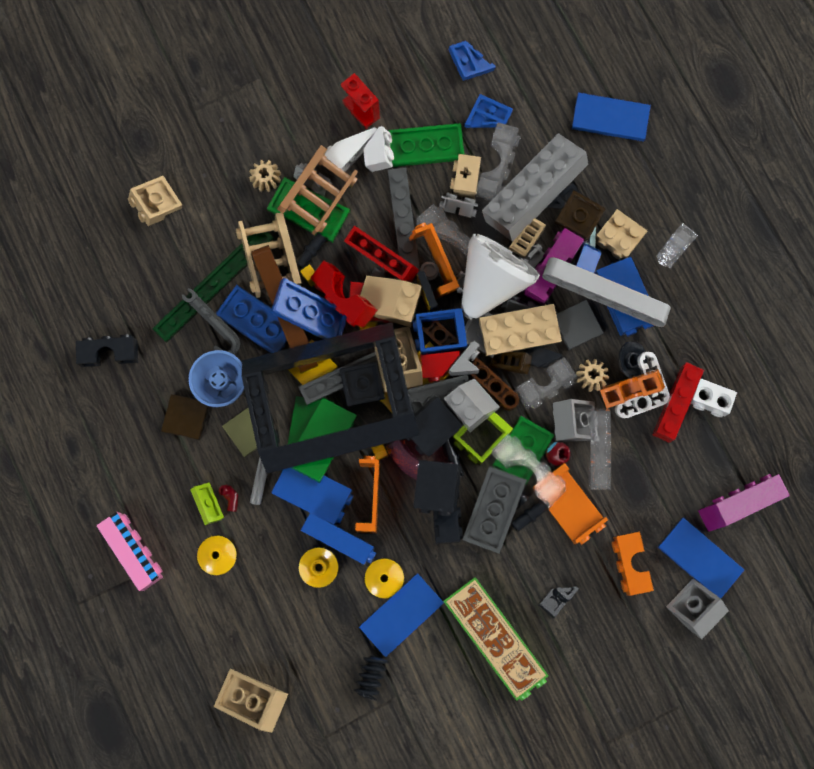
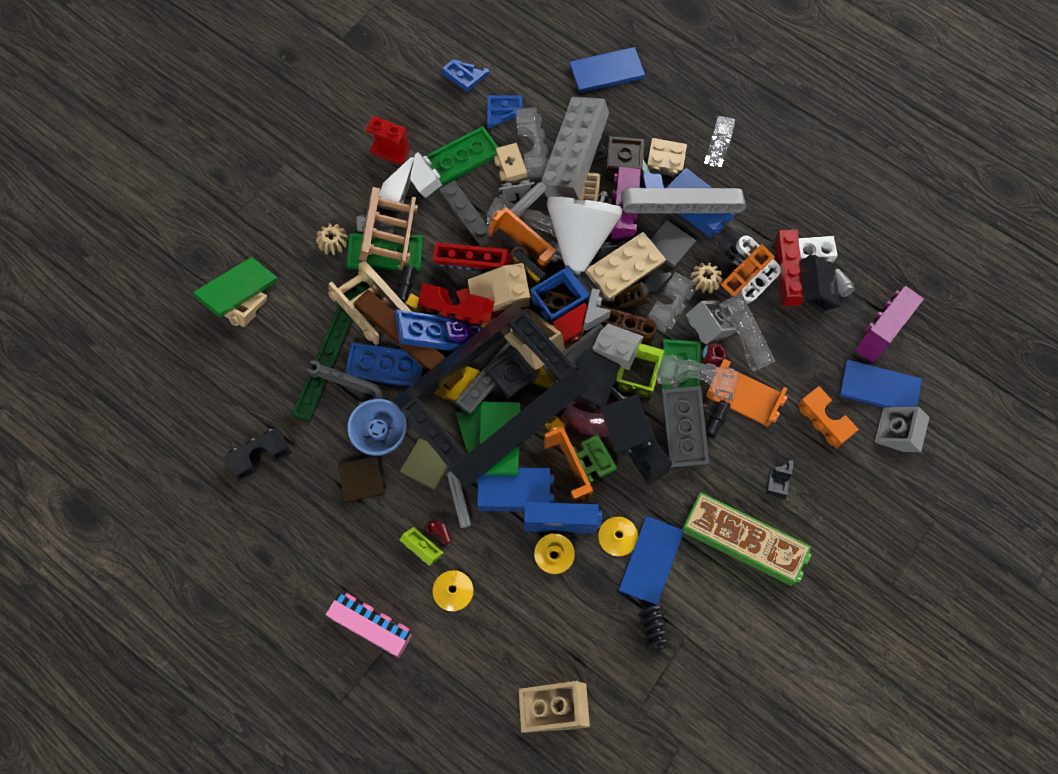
camera: 30 degrees left, 10 degrees down
(156, 185) = (235, 287): none -> green tile
(336, 324) = (460, 332): none -> dark purple slope
(403, 498) = (598, 456): none -> bright green plate
(459, 222) = (528, 199): none -> light grey axle
(696, 432) = (819, 283): none -> black brick
(720, 441) = (844, 285): none -> light grey cone

